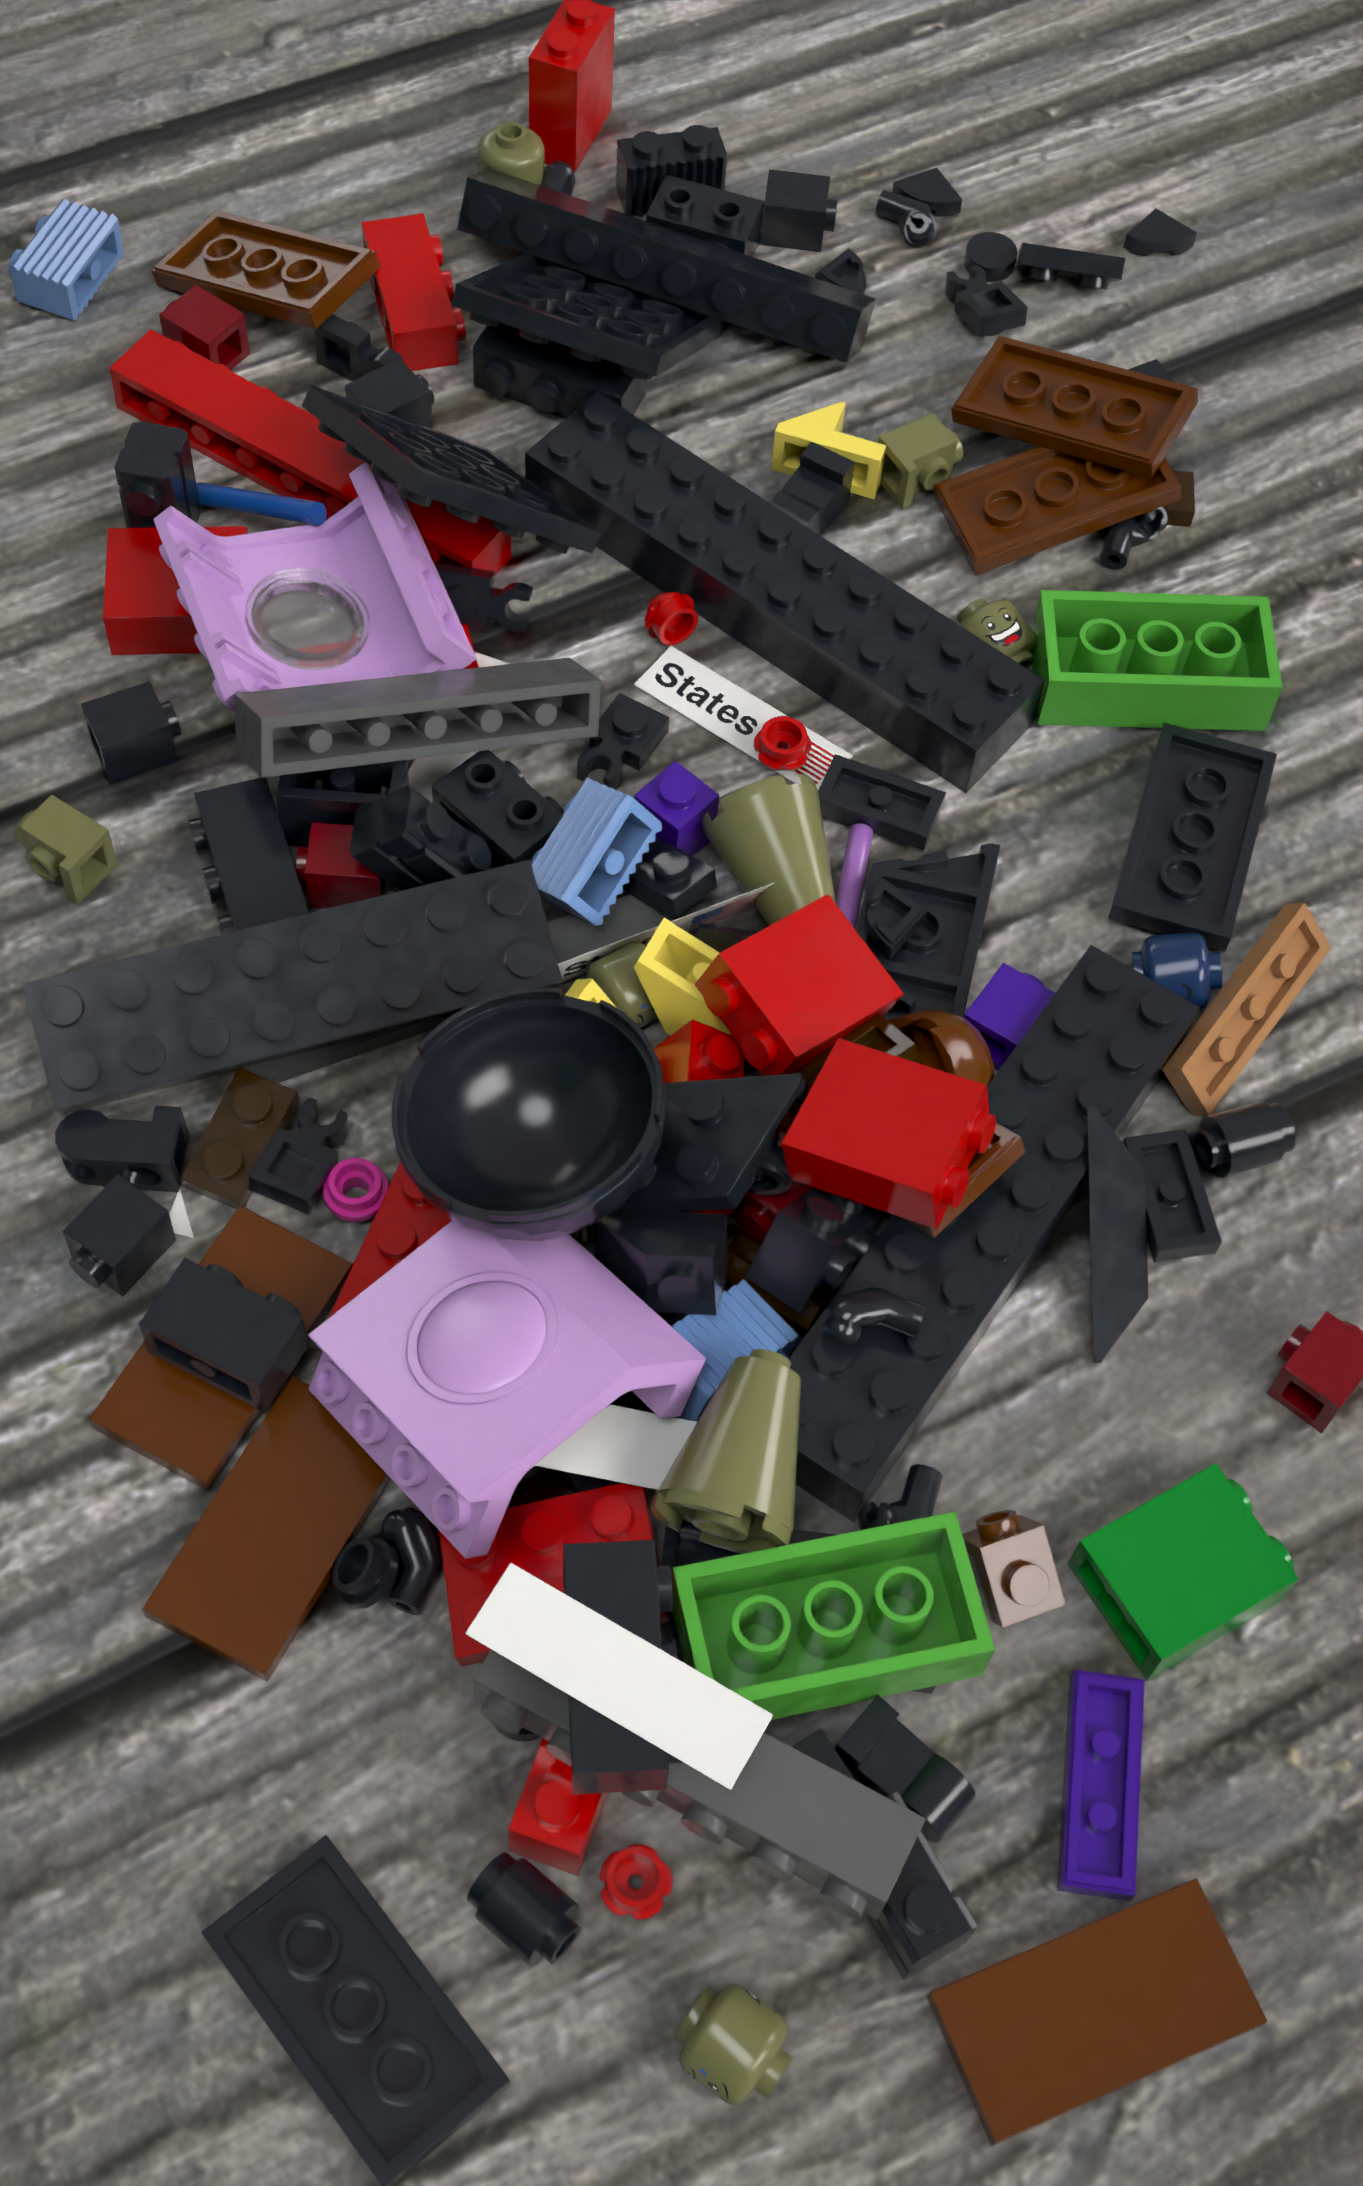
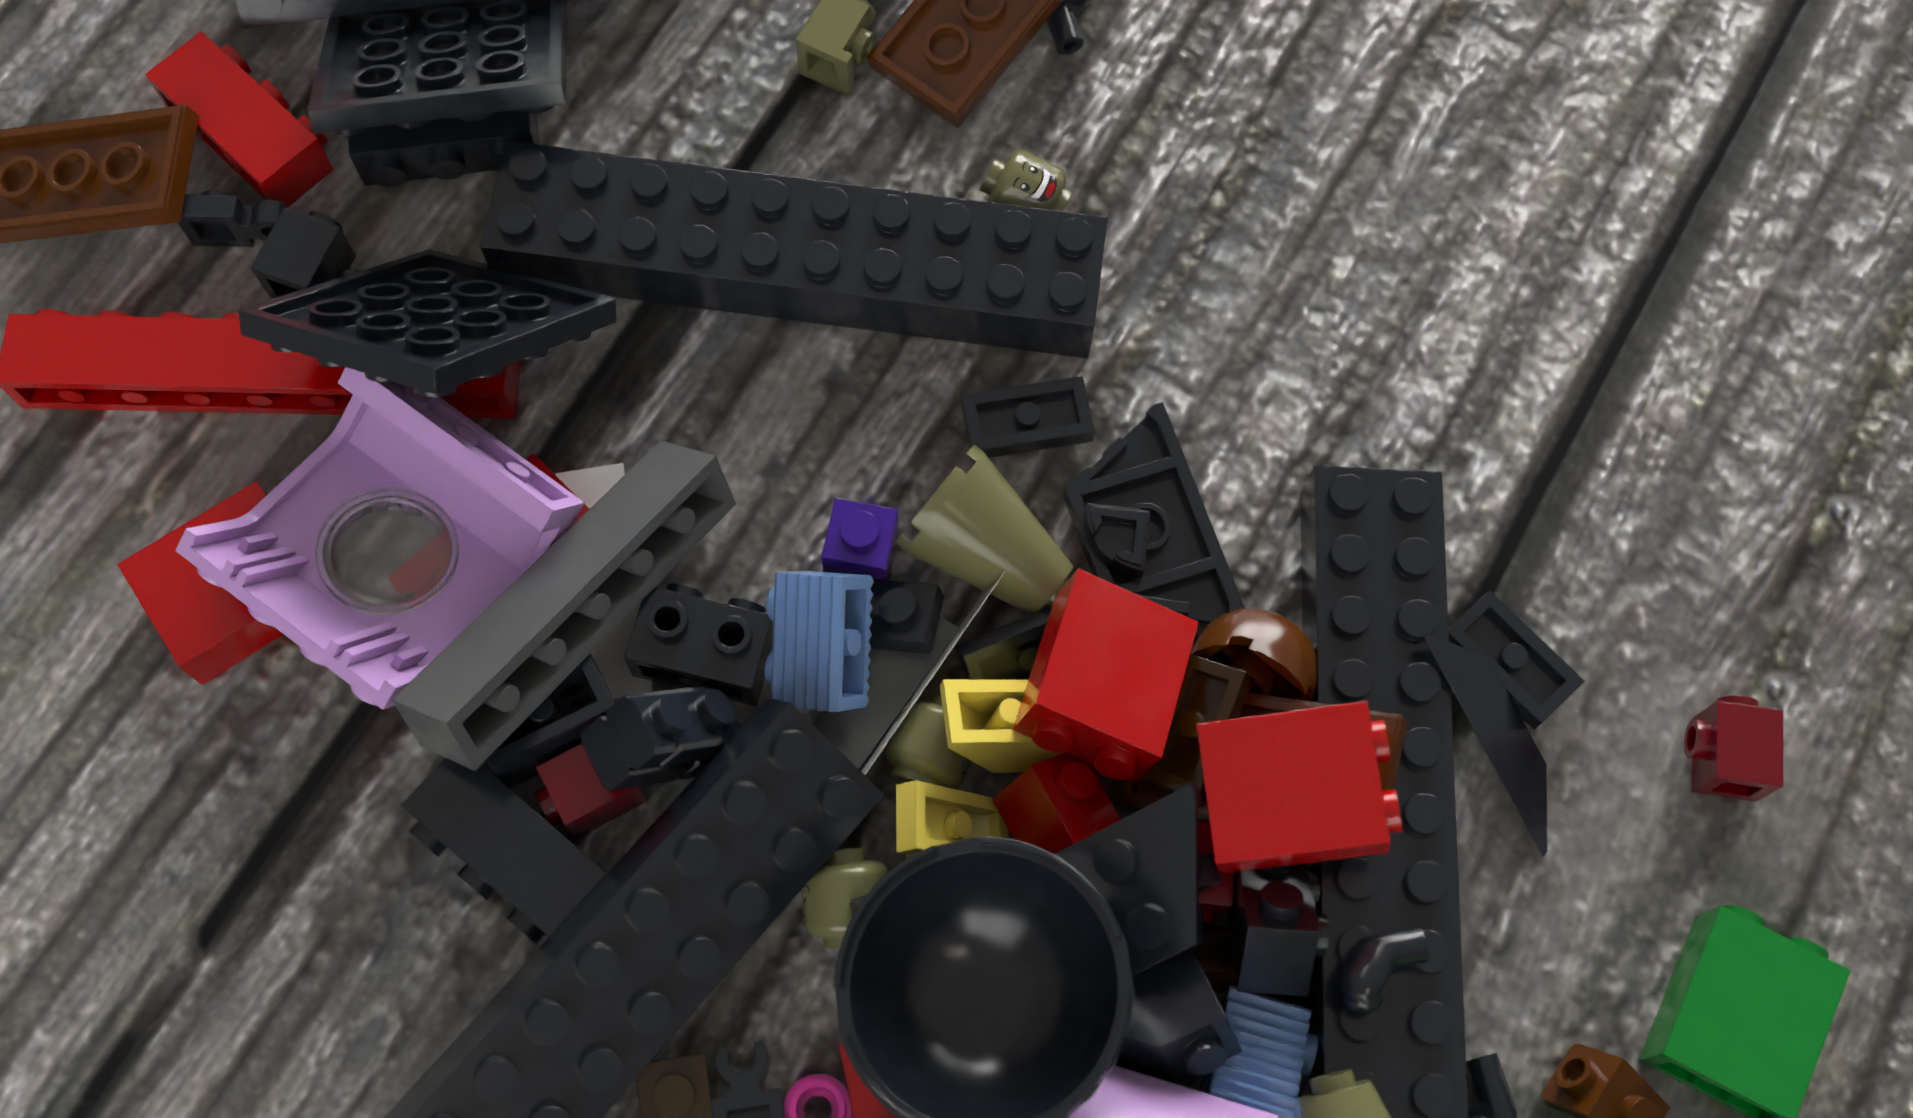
camera: 30 degrees left, 10 degrees up
(66, 847) = (303, 931): olive brick -> none
(131, 731) = (286, 765): black brick -> none
(156, 474) = (134, 485): black brick -> none
(207, 327) = (60, 277): dark red brick -> none
(261, 503) = (249, 445): blue bar -> none
(478, 601) = (528, 424): black plate -> none
(625, 736) = (757, 483): black plate -> none
(671, 618) = (718, 335): red plate -> none
(726, 710) = (845, 400): white sticker -> none
(786, 733) = (905, 395): red plate -> none
(817, 488) = (766, 126): black leg -> none
(825, 429) = (741, 83): light yellow slope -> none
(854, 871) = (1049, 507): medium lavender bar -> none
(1007, 1010) = (1277, 569): dark purple brick -> none
(1155, 660) = (1180, 134): bright green brick -> none
(1181, 965) = (1386, 435): dark blue head -> none
(1193, 836) = (1313, 291): black plate -> none
(1244, 1138) = (1538, 566): black brick -> none
(1246, 1009) = (1463, 434): medium nougat plate -> none

